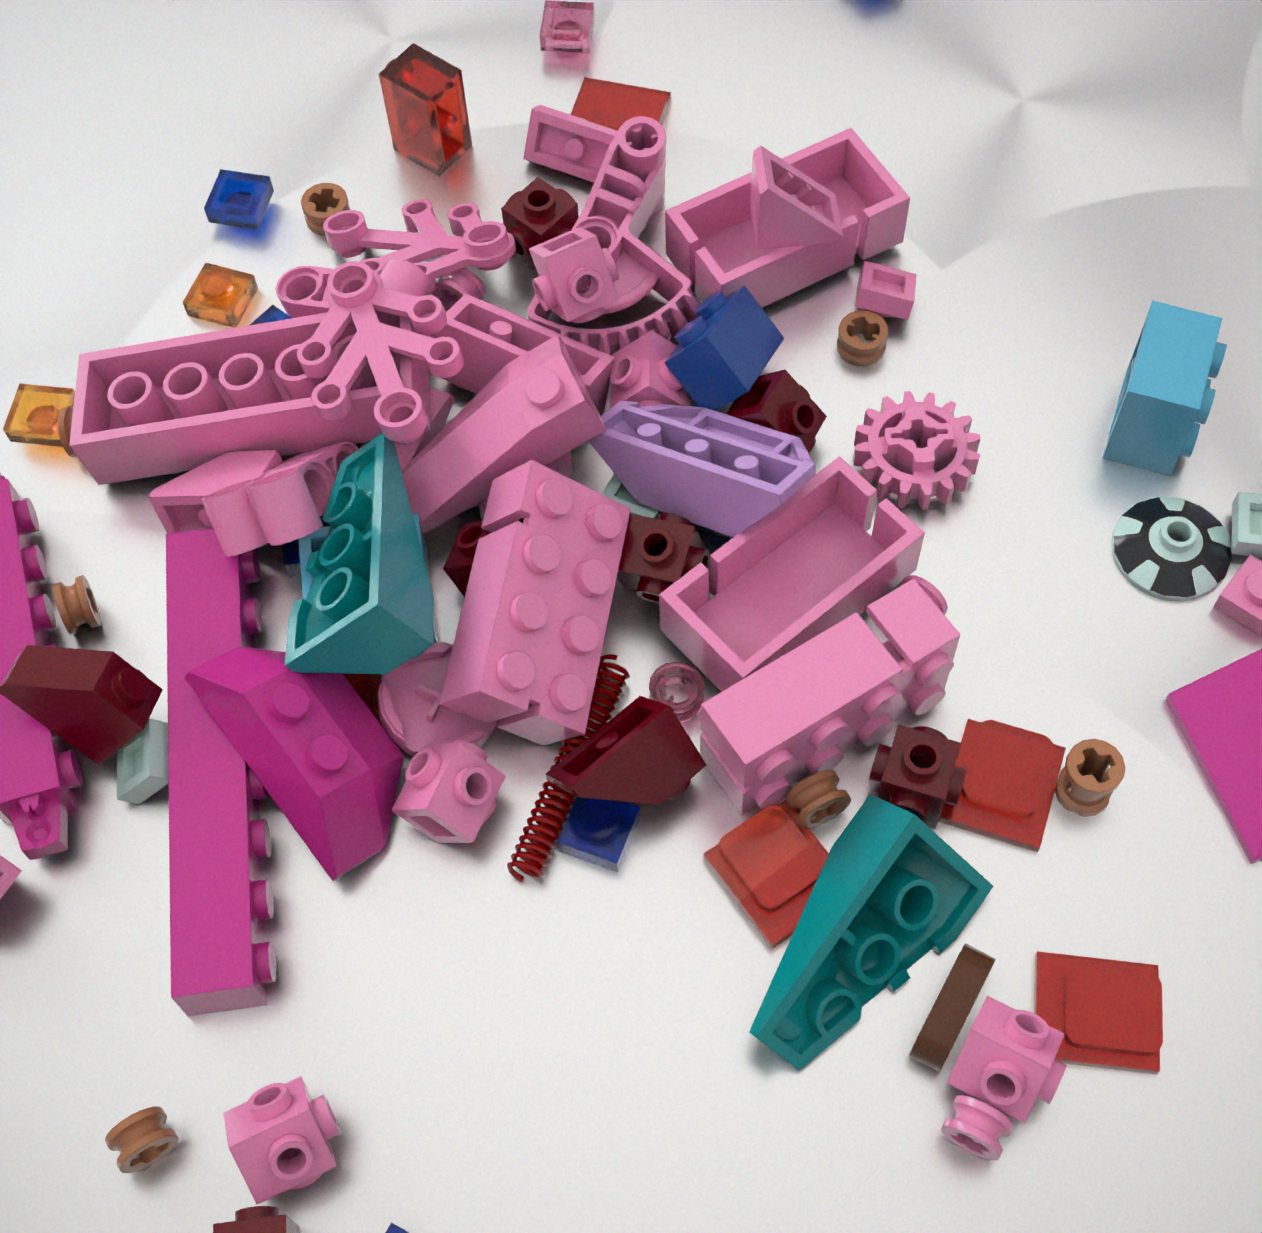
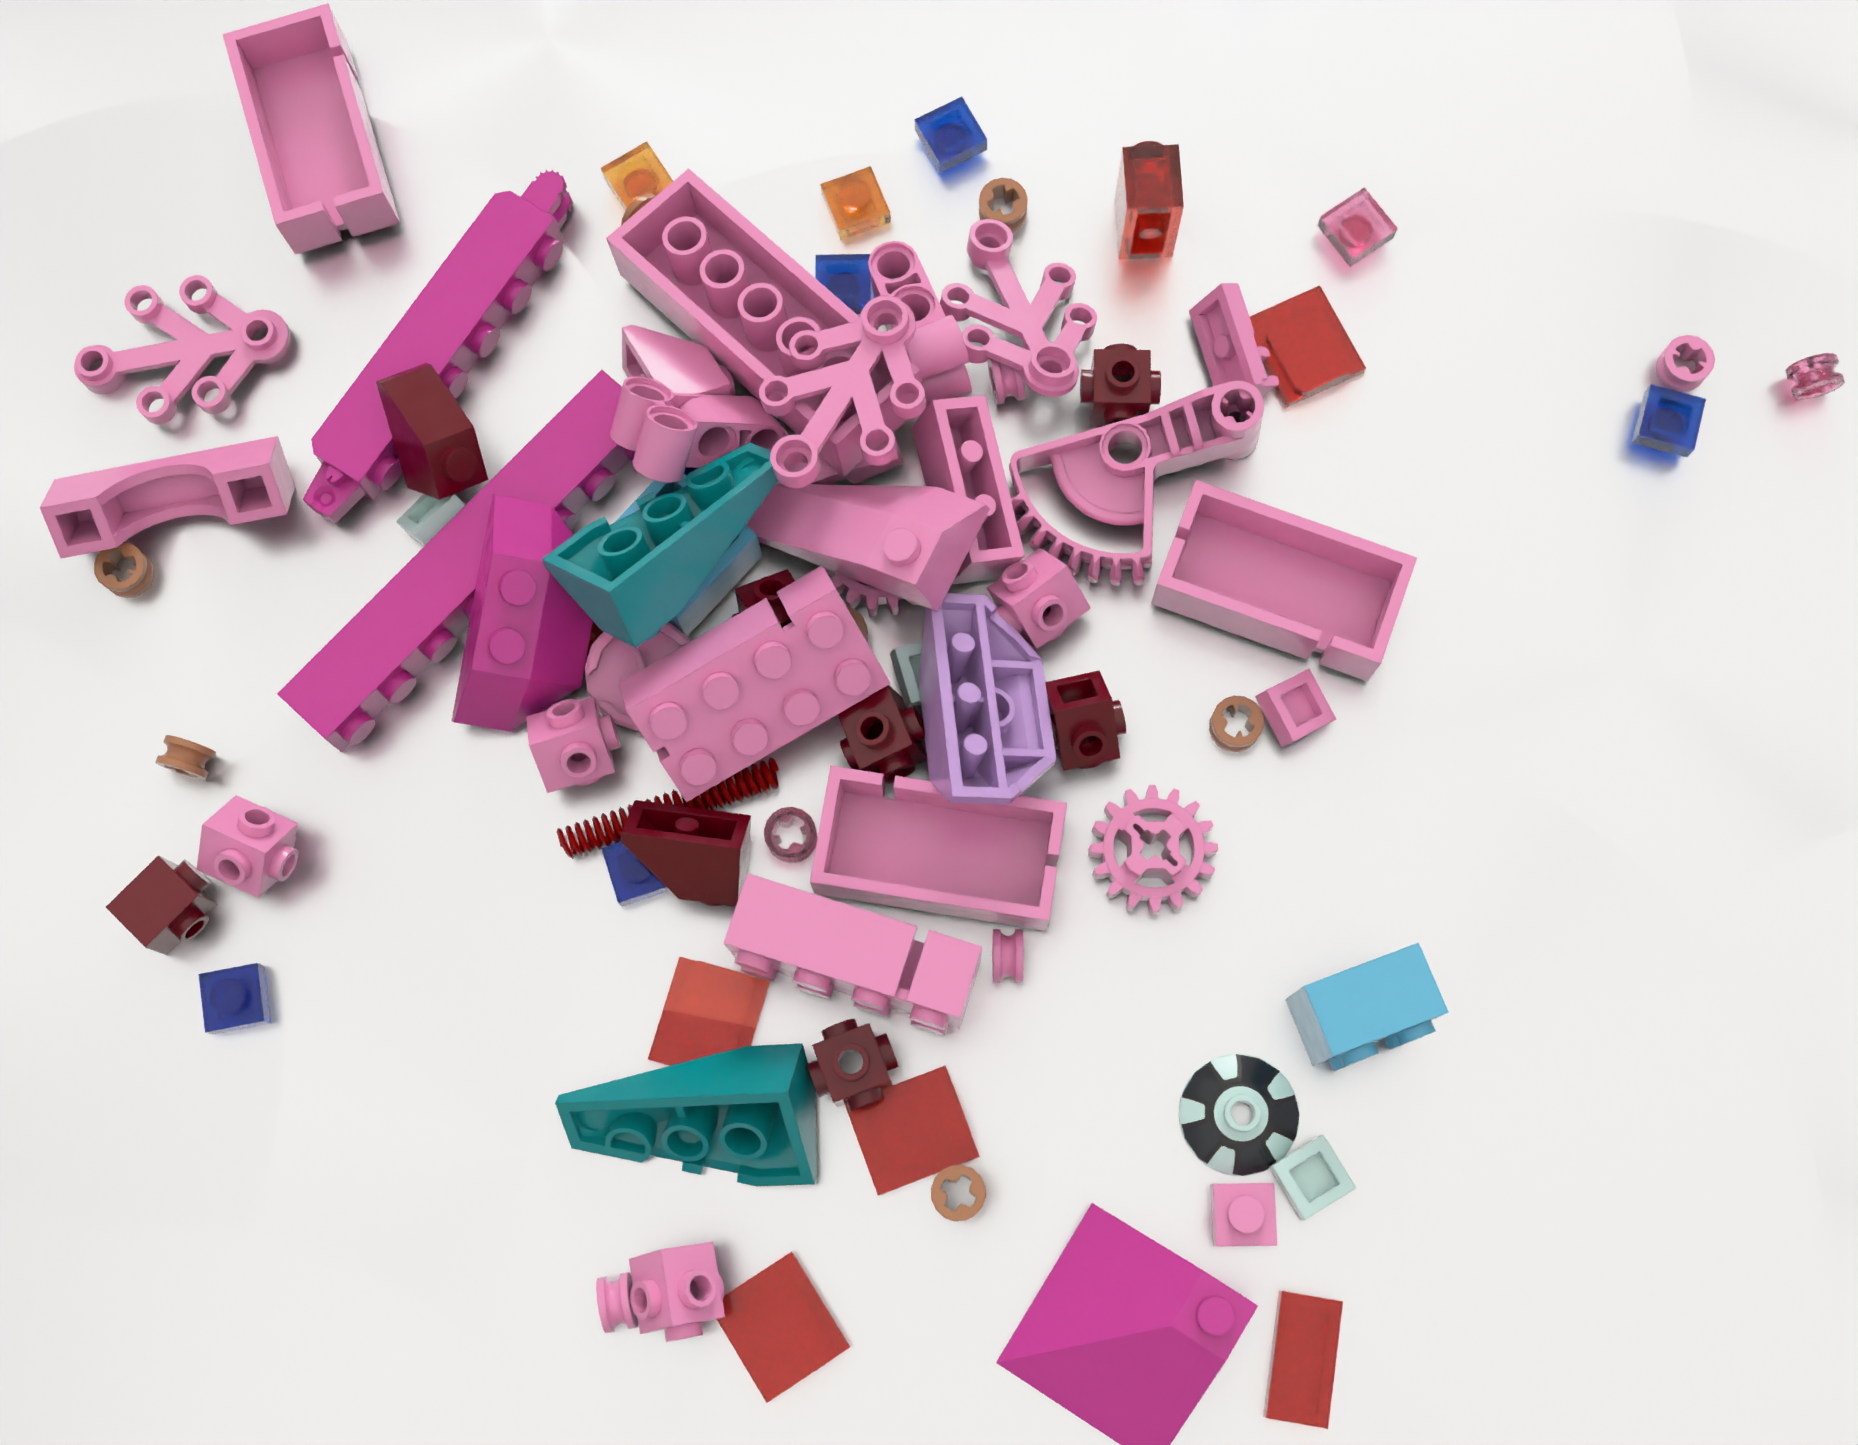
camera: 50 degrees right, 15 degrees up
(76, 605) = (510, 356): nougat bush -> none
(574, 275) = (1055, 468): bright pink brick -> none
(723, 348) = (1106, 633): blue brick -> none
(790, 205) = (1272, 581): bright pink slope -> none
(818, 798) = (781, 1006): nougat bush -> none
(952, 1007) = (693, 1221): reddish brown beam -> none

